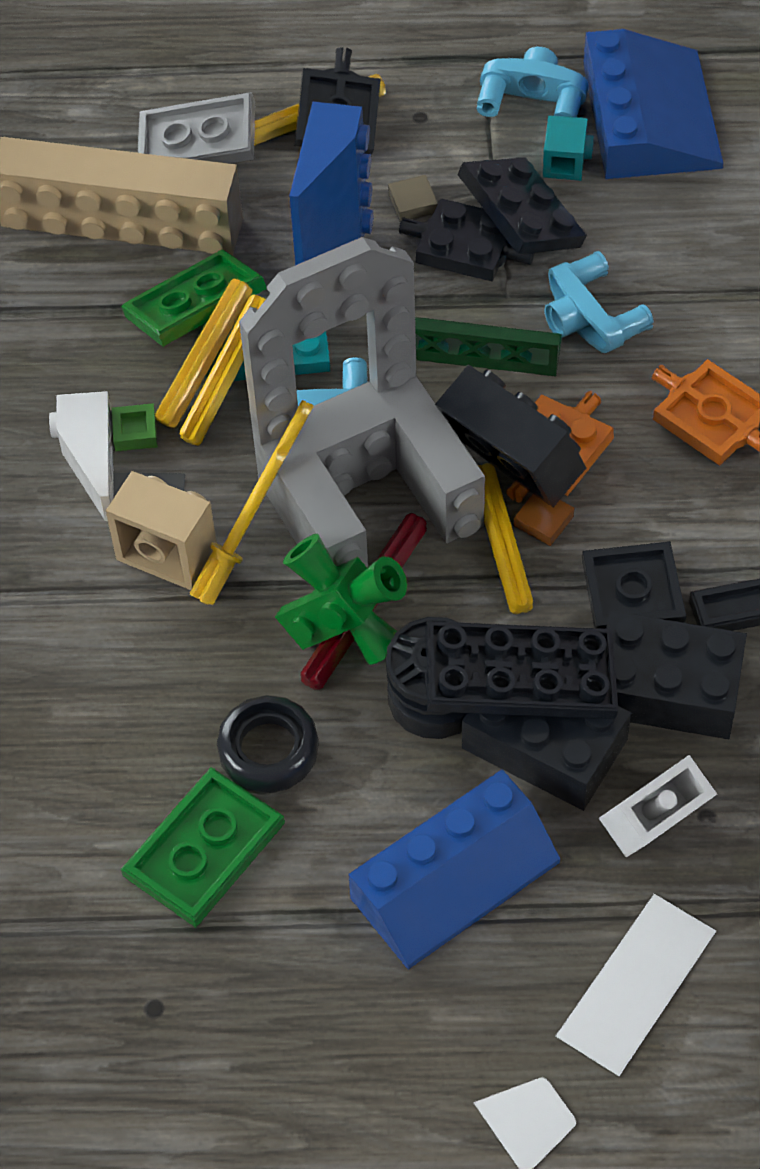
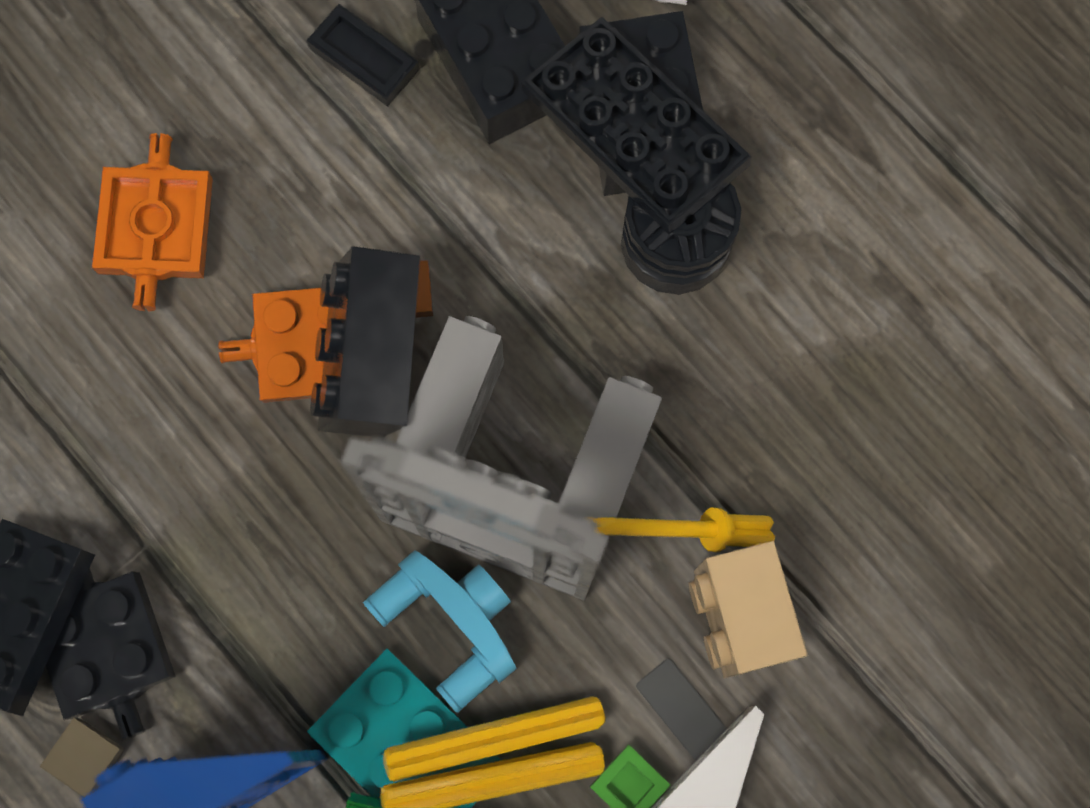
camera: 135 degrees left, 20 degrees up
(203, 846) = (993, 310): green tile -> none
(274, 776) = (881, 296): black wheel -> none
(332, 650) = (657, 372): dark red axle -> none
(341, 599) = (683, 357): green brick -> none
(453, 869) = (835, 88): blue slope -> none
(487, 346) = (241, 519): dark green fence -> none
(504, 545) = (472, 294): yellow axle -> none
(581, 313) = (118, 448): medium azure connector -> none
(633, 582) = (423, 147): black plate -> none

